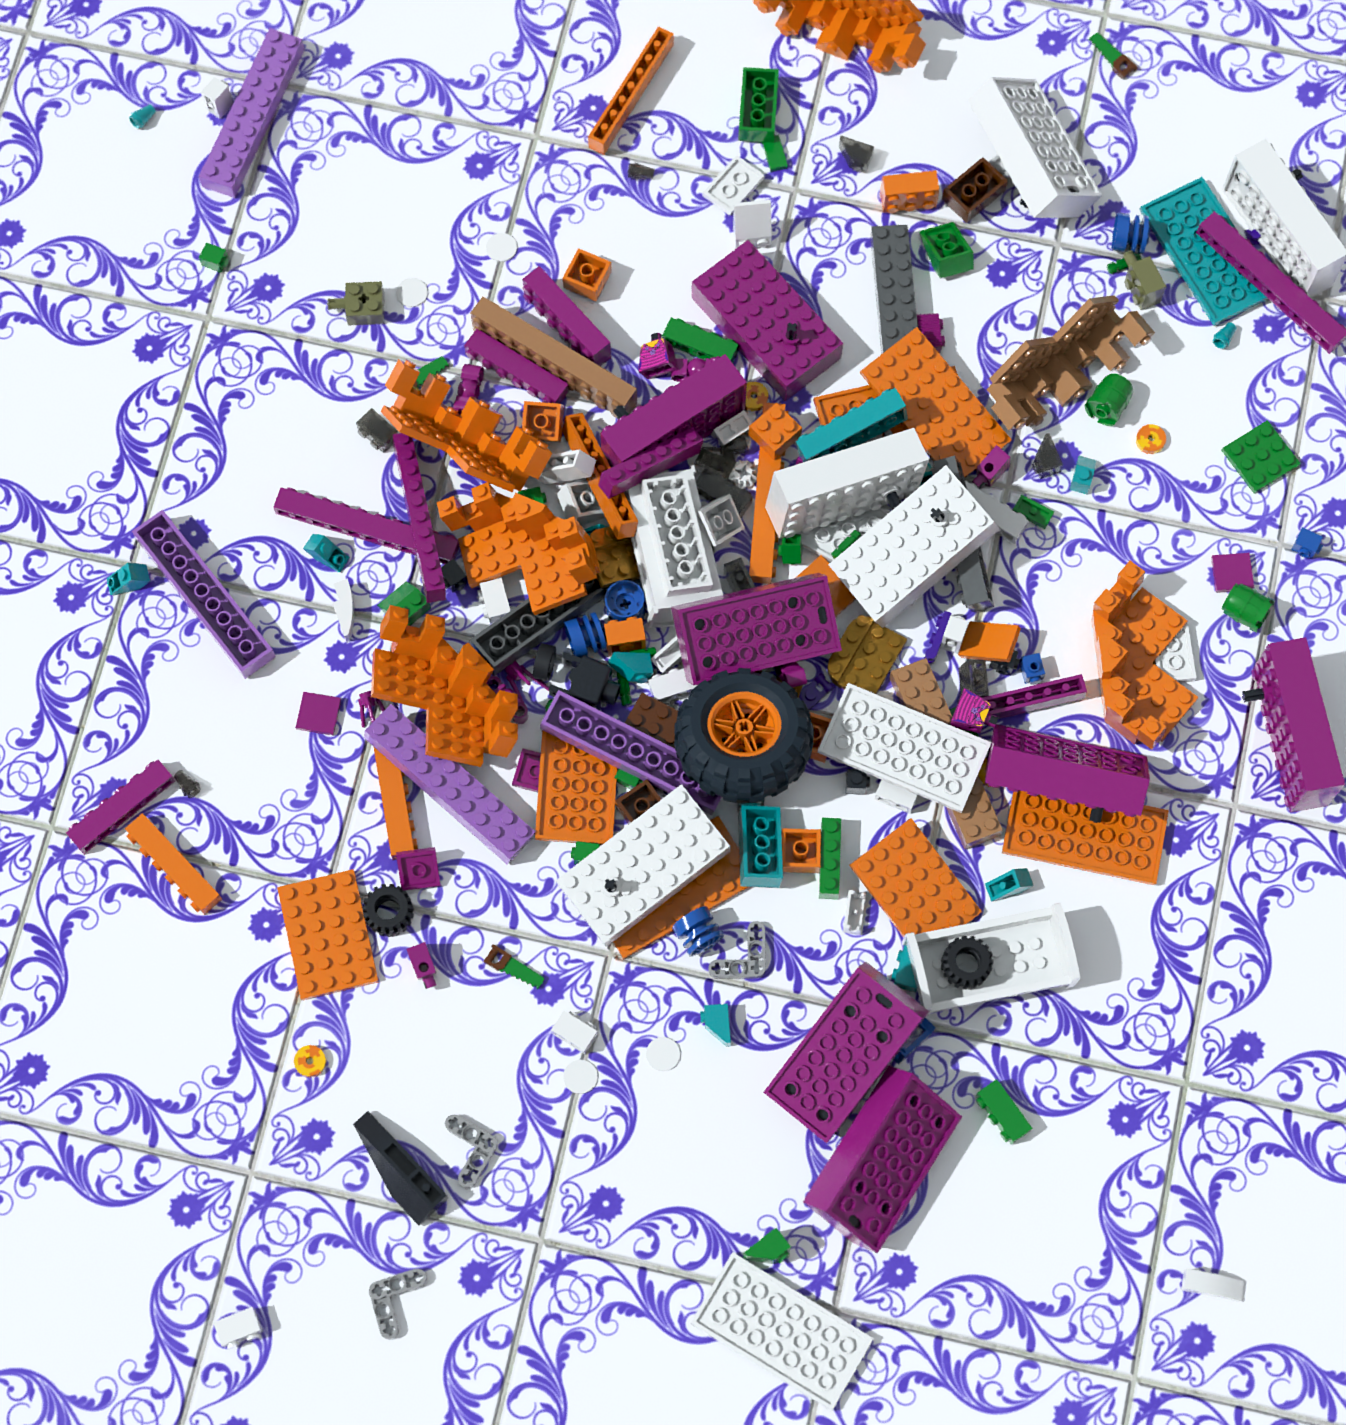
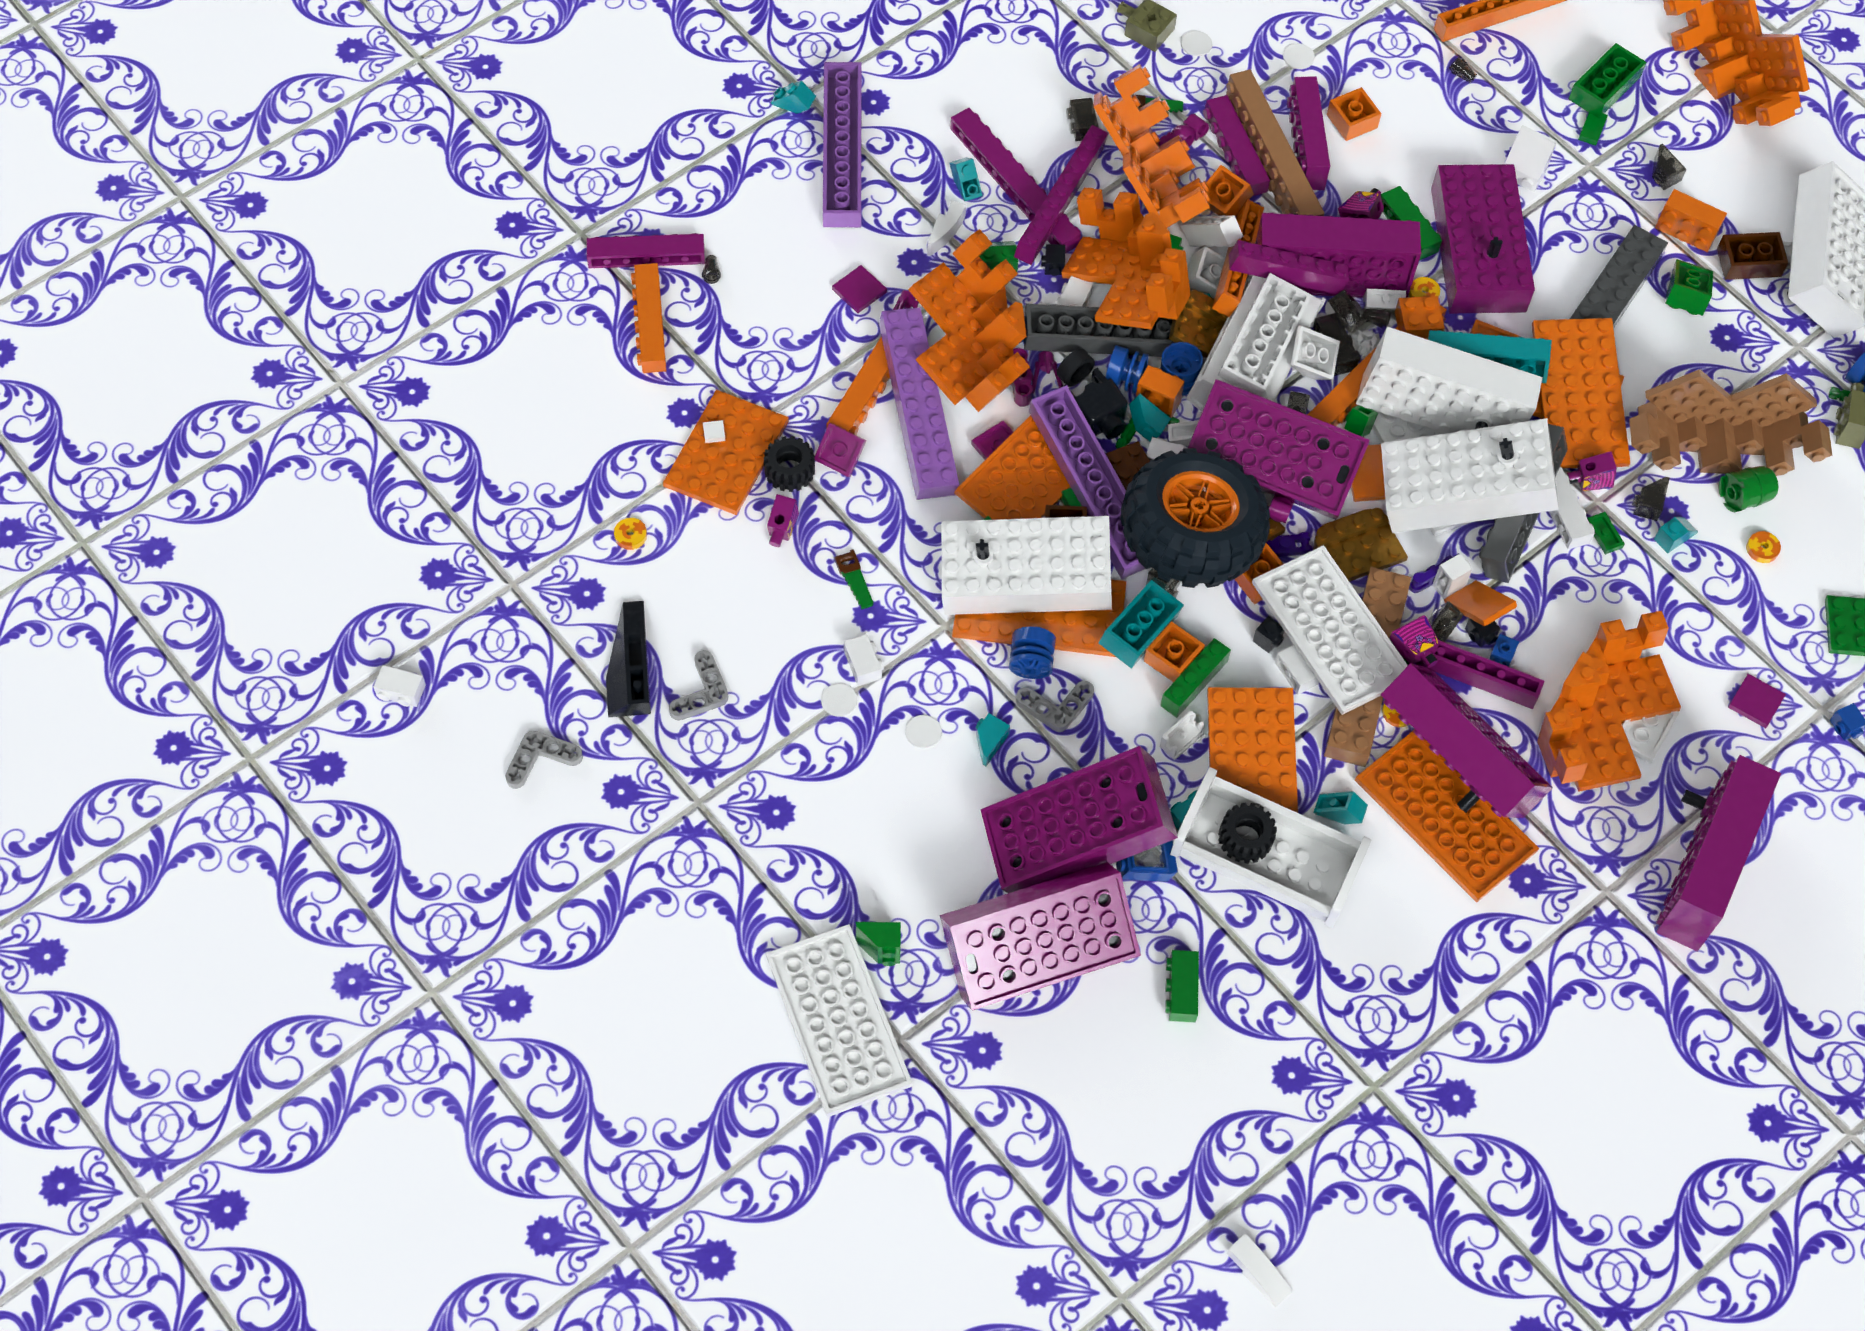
camera: 35 degrees right, 10 degrees down
(308, 927) = (714, 431): none -> white tile
(733, 185) = (1545, 121): white plate -> none
(931, 328) = (1626, 333): magenta brick -> none
(1247, 606) = (1748, 732): green piece -> none

